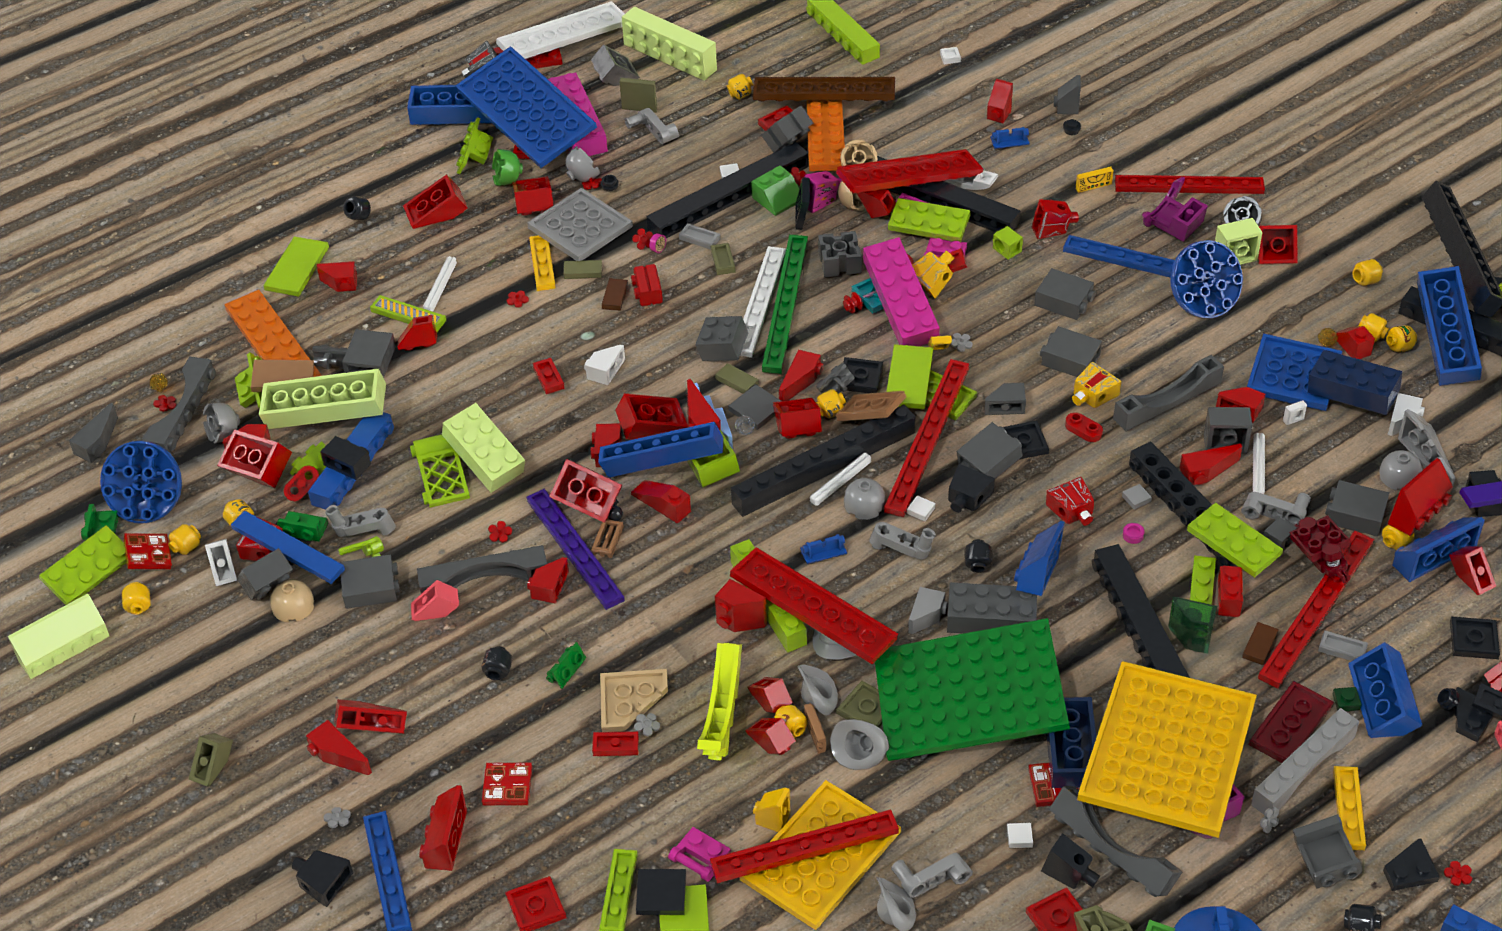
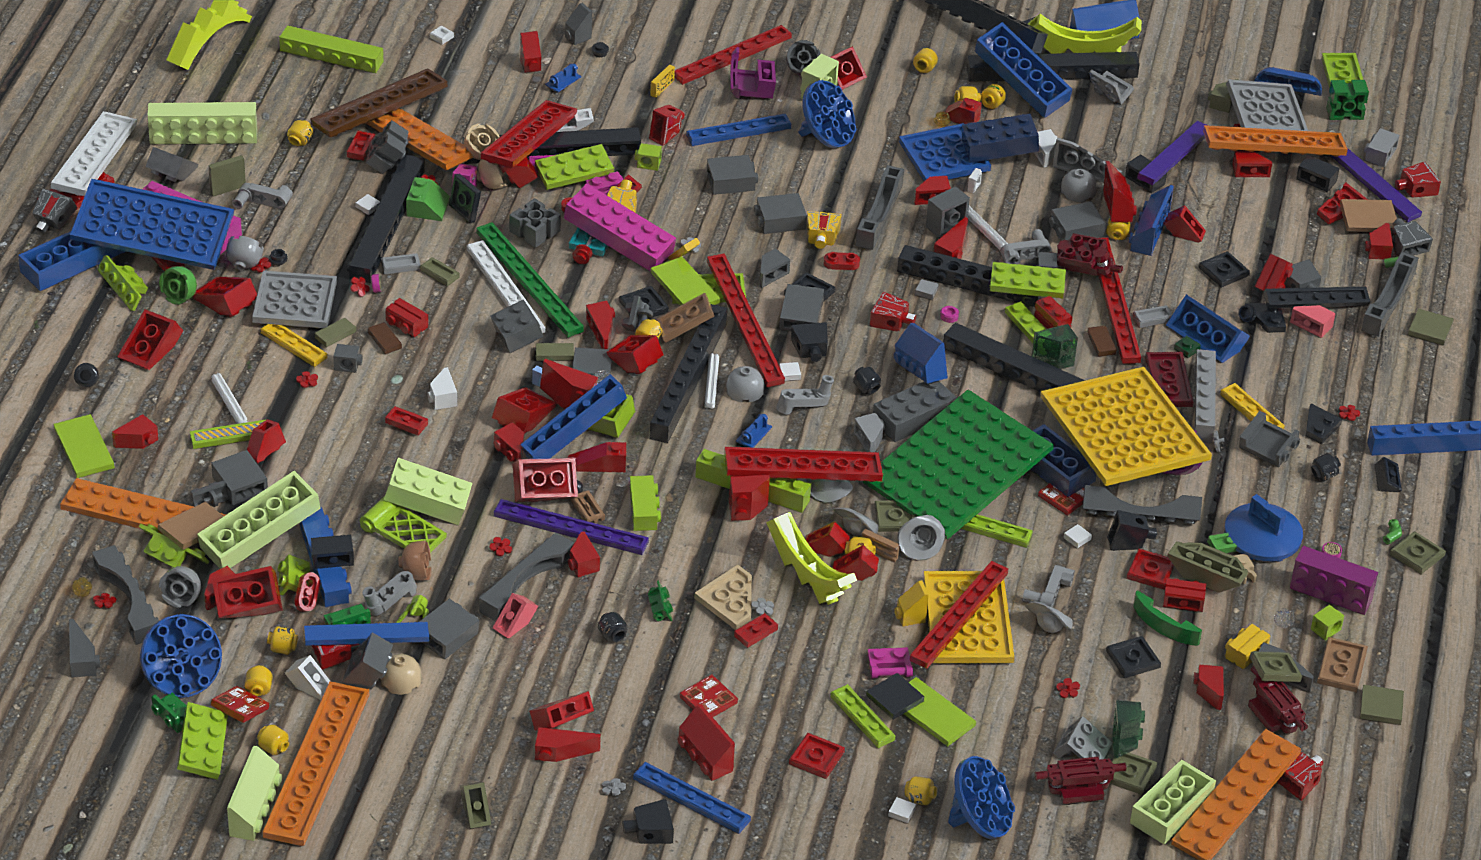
camera: 45 degrees left, 5 degrees down
(142, 640) = (316, 764): none -> orange plate
(411, 506) = (416, 560): none -> nougat cylinder
(562, 295) = (347, 358): none -> dark grey brick
(652, 561) = (644, 503): none -> lime brick
(949, 782) = (999, 530): none -> lime tile

